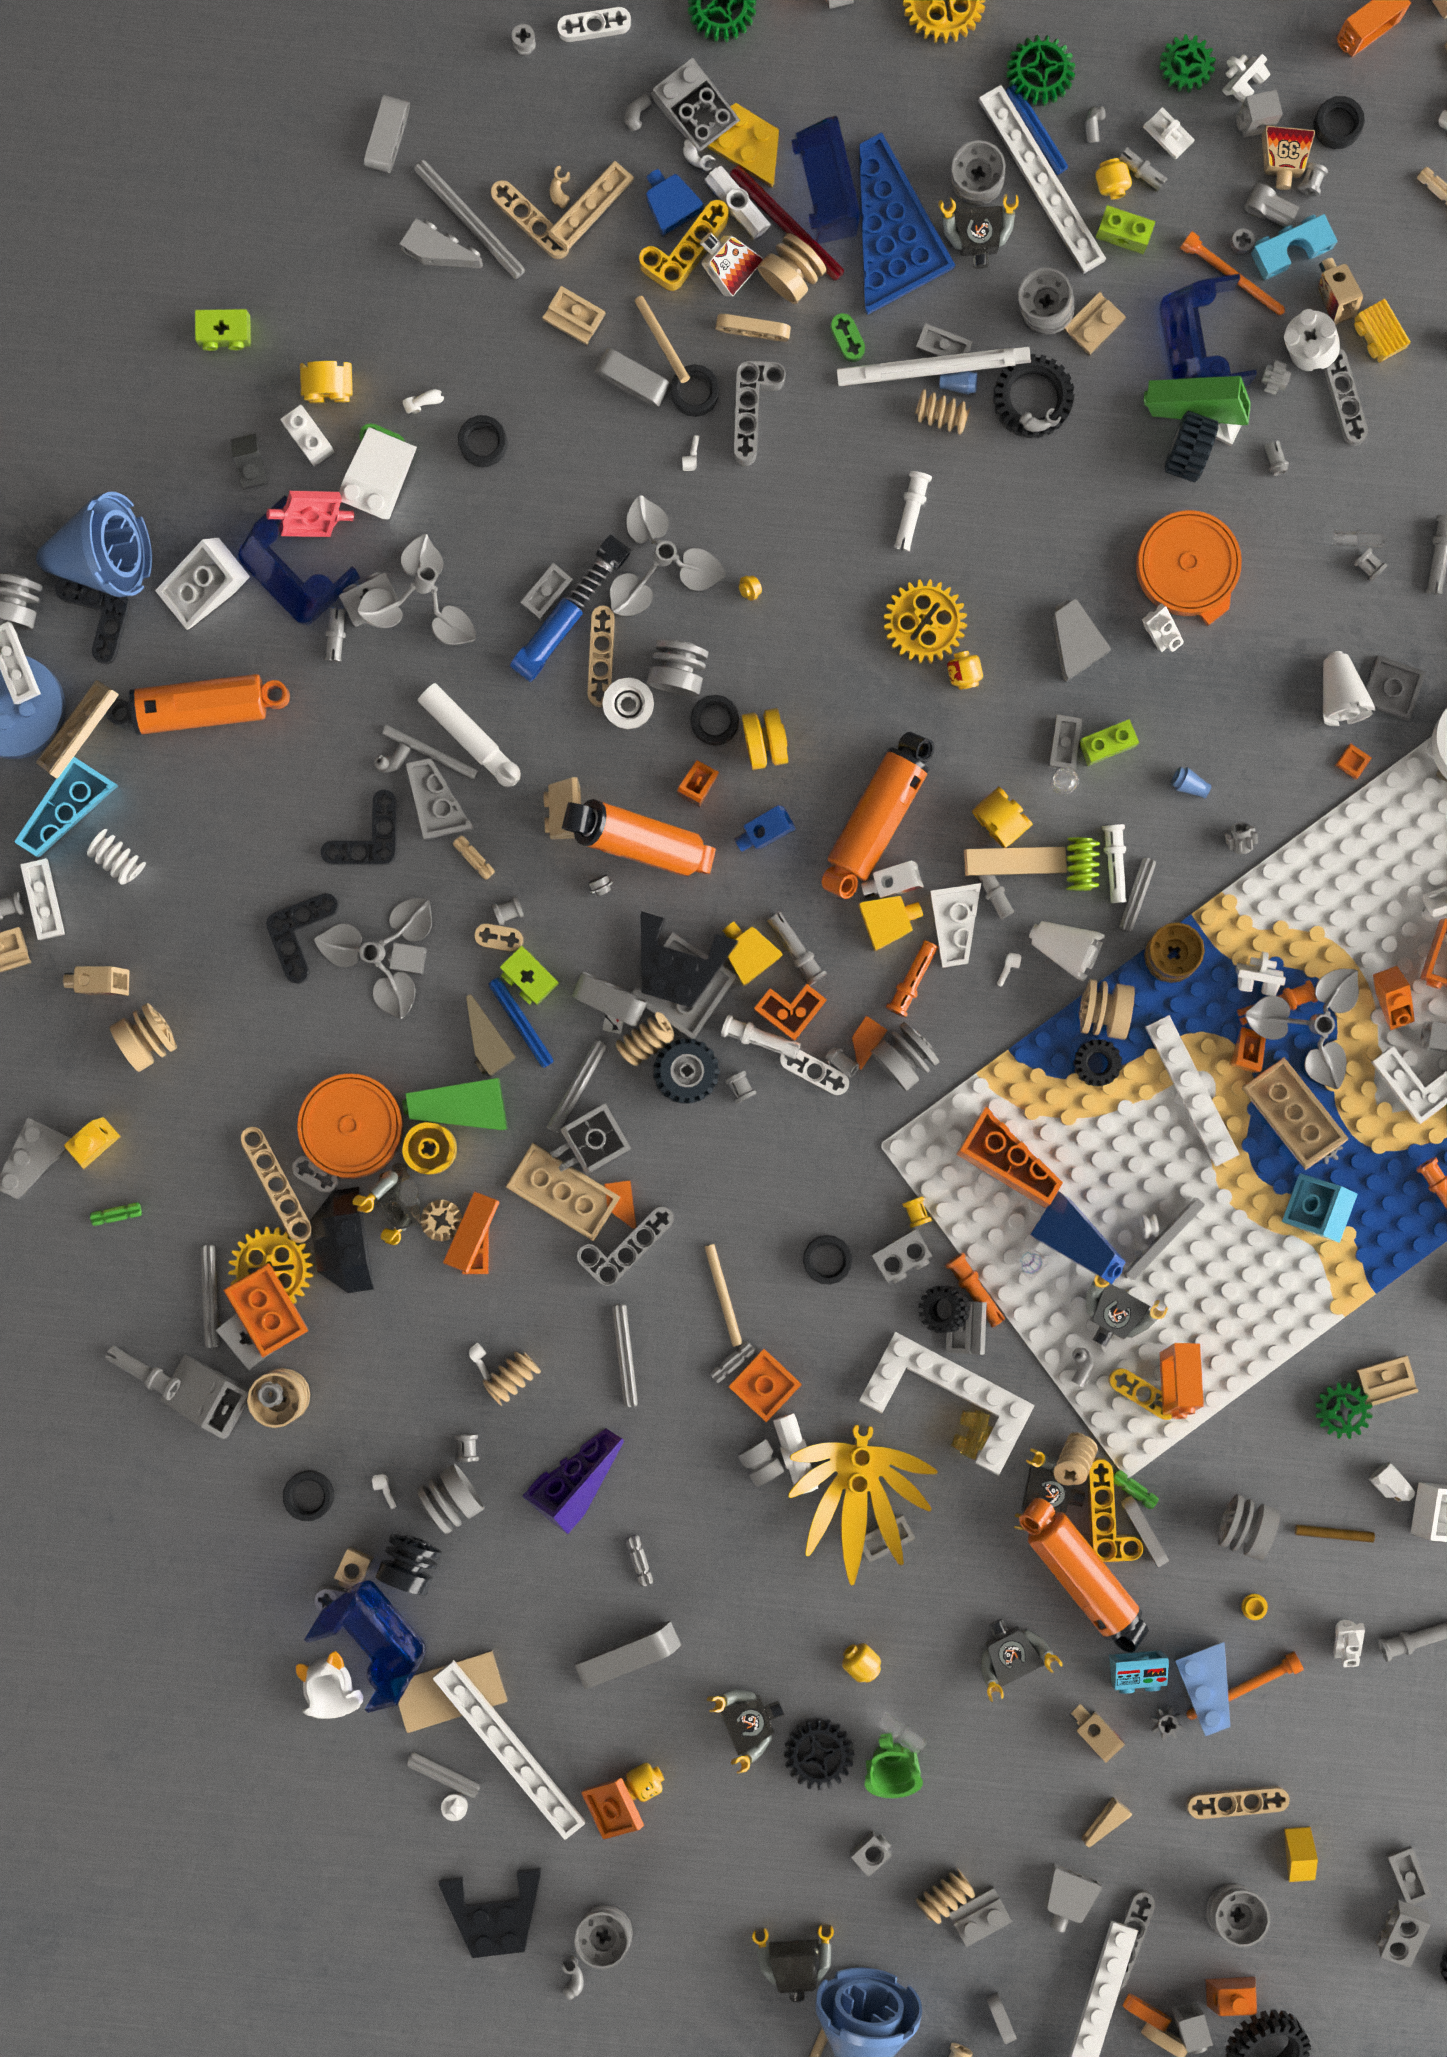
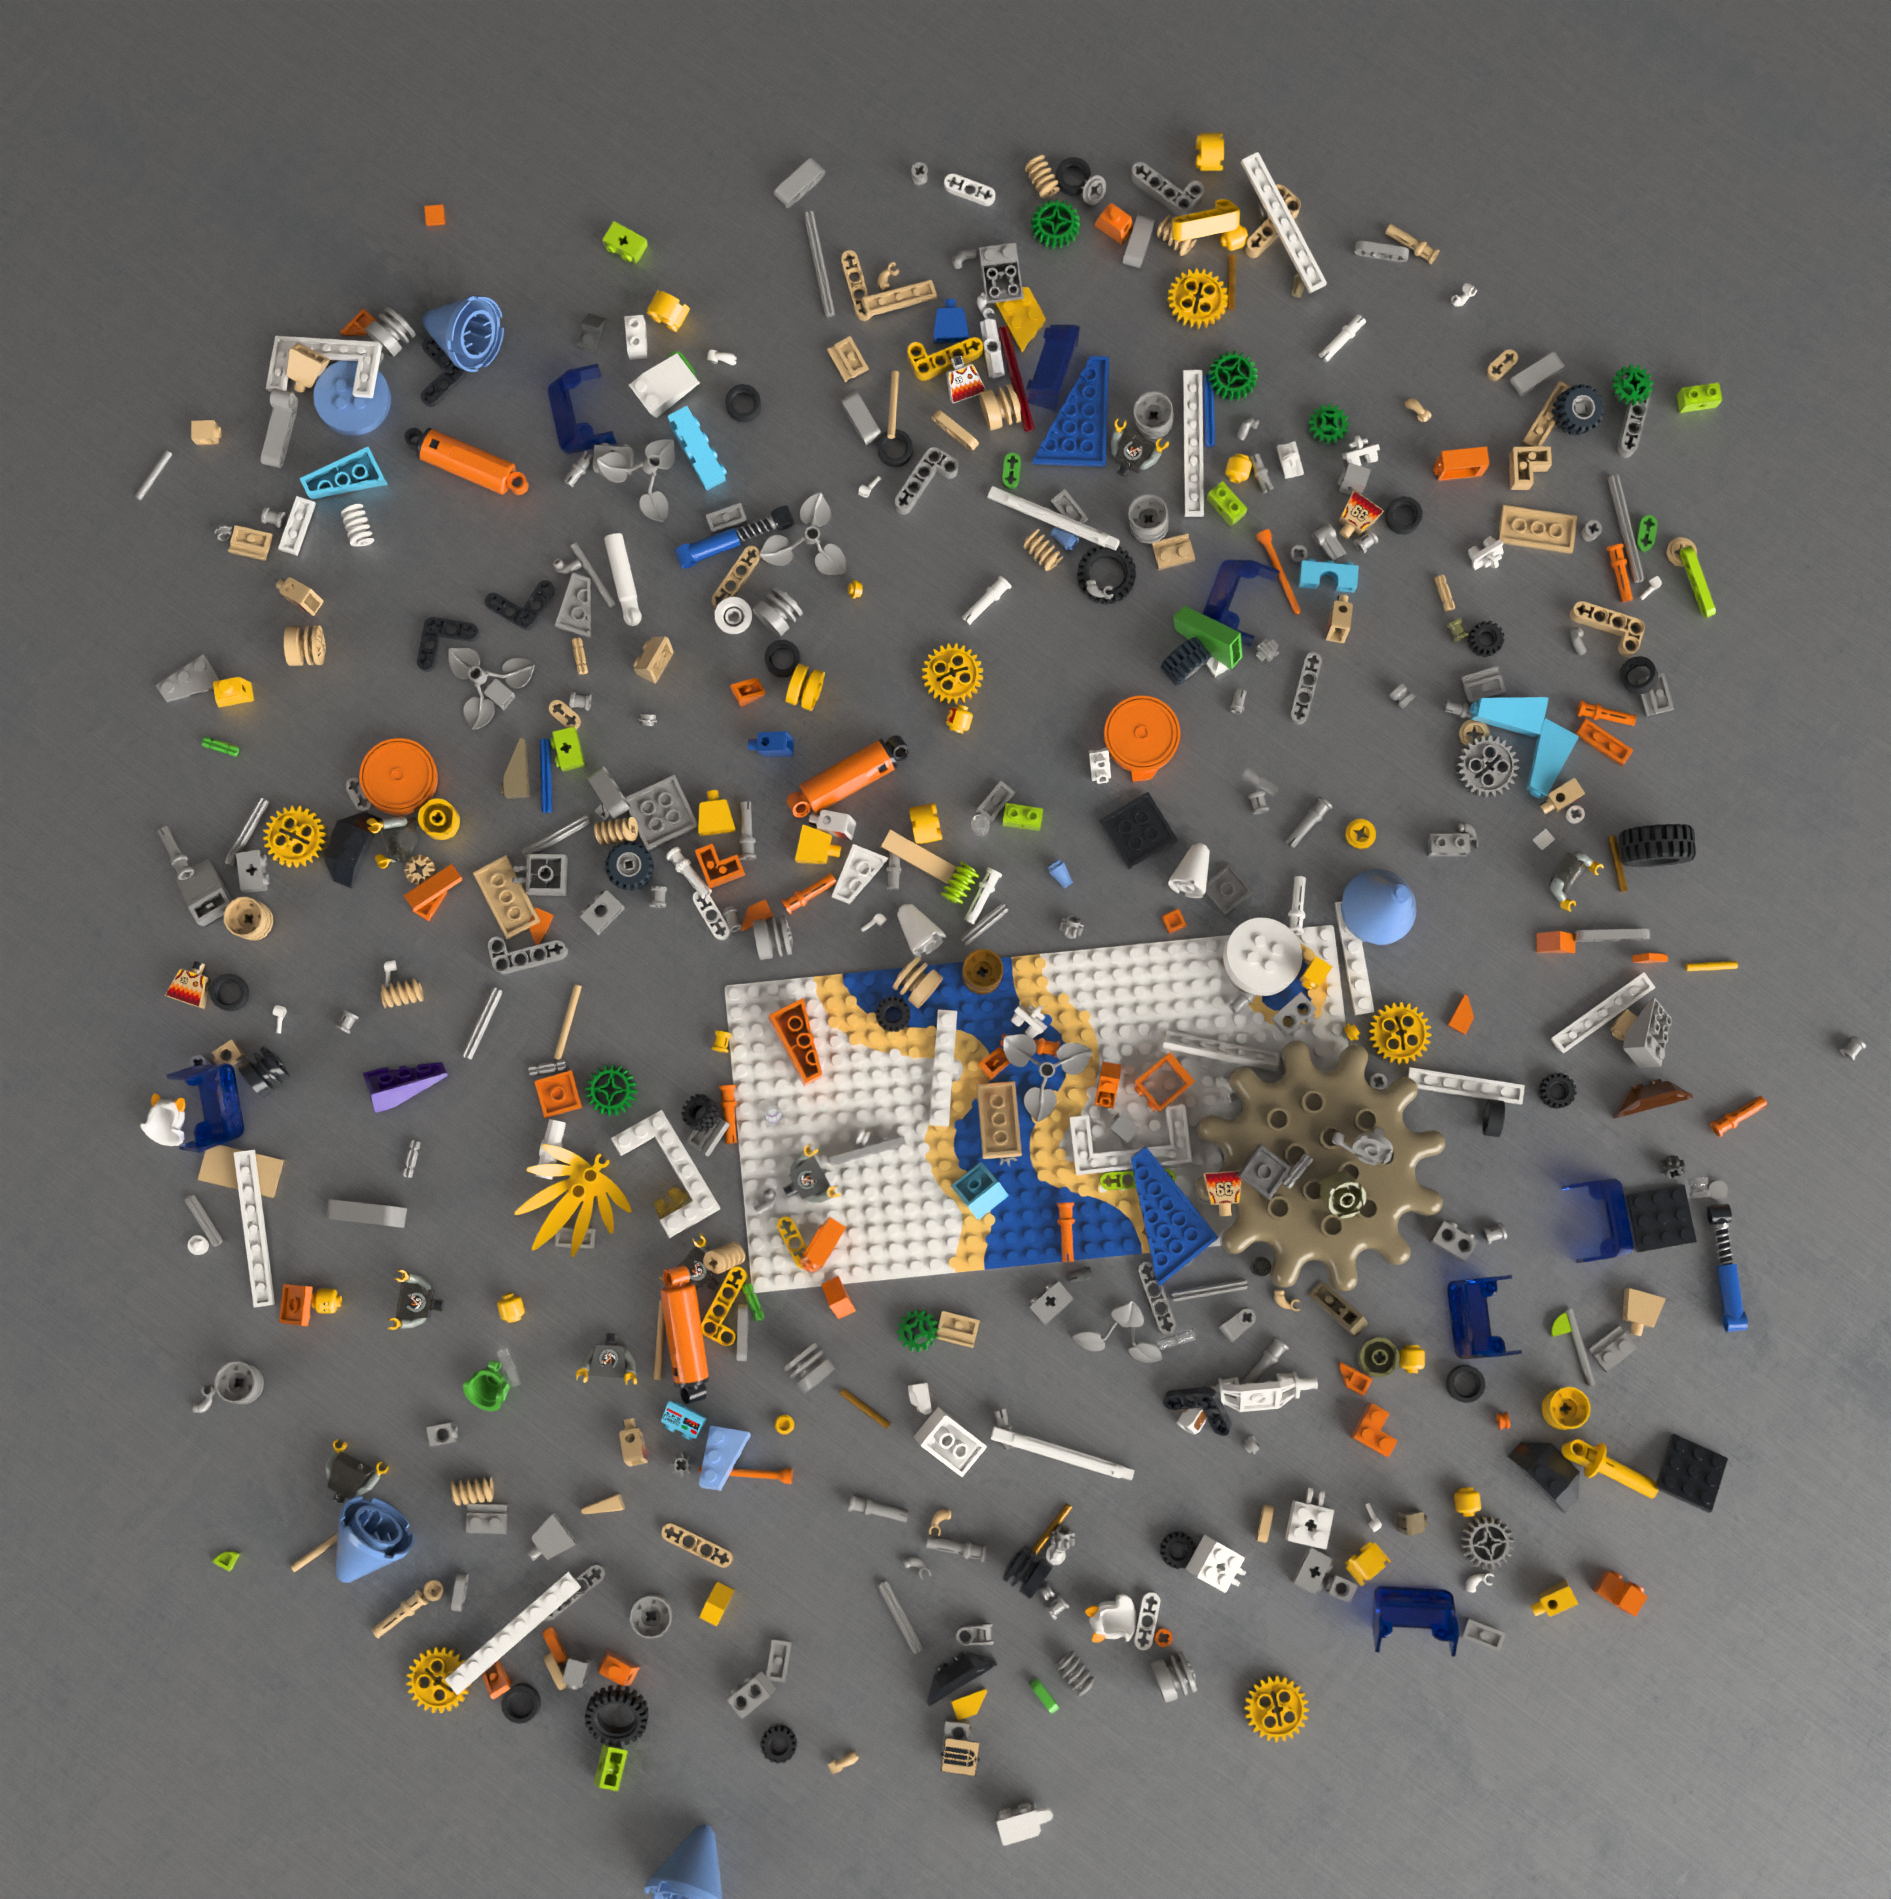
camera: 35 degrees right, 5 degrees down
(77, 728) = (382, 432): tan tile -> none
(202, 582) = (516, 388): white slope -> none
(258, 1515) = (190, 986): none -> torso
(266, 1310) = (274, 859): orange tile -> none
(269, 1401) = (238, 912): light grey plate -> none
(282, 1195) = (330, 794): tan beam -> none
(310, 514) = (606, 384): coral plate -> none
(433, 248) = (784, 267): light grey slope -> none
(446, 1501) = (313, 1046): light grey wheel -> none
(462, 528) = (696, 448): none -> medium azure wedge
(465, 1104) = (478, 805): bright green slope -> none
(495, 1925) = (176, 1336): black wing -> none
(638, 838) = (684, 699): orange piece -> none
(676, 974) = (659, 801): black wing -> none
(688, 1159) = (613, 909): none -> light grey brick
(761, 1463) = (525, 1141): light grey wheel -> none
(803, 1354) = (611, 1081): none -> green gear
(808, 1758) = (447, 1358): black gear -> none
(830, 1240) = (632, 1034): black tyre -> none
(898, 1249) = (694, 1058): light grey brick -> none
(969, 2034) = (433, 1590): none -> tan tile
(1054, 1596) = (659, 1343): none -> tan bar
(1075, 1237) = (810, 1115): blue slope -> none
(1077, 639) = (1042, 741): light grey slope -> none
(1228, 1425) = (838, 1297): none -> orange slope
(1250, 679) = (1138, 830): none -> black plate
(1300, 341) = (1303, 639): white brick -> none
(1348, 1642) = (830, 1483): white hips -> none
(1381, 331) = (1352, 660): yellow brick -> none

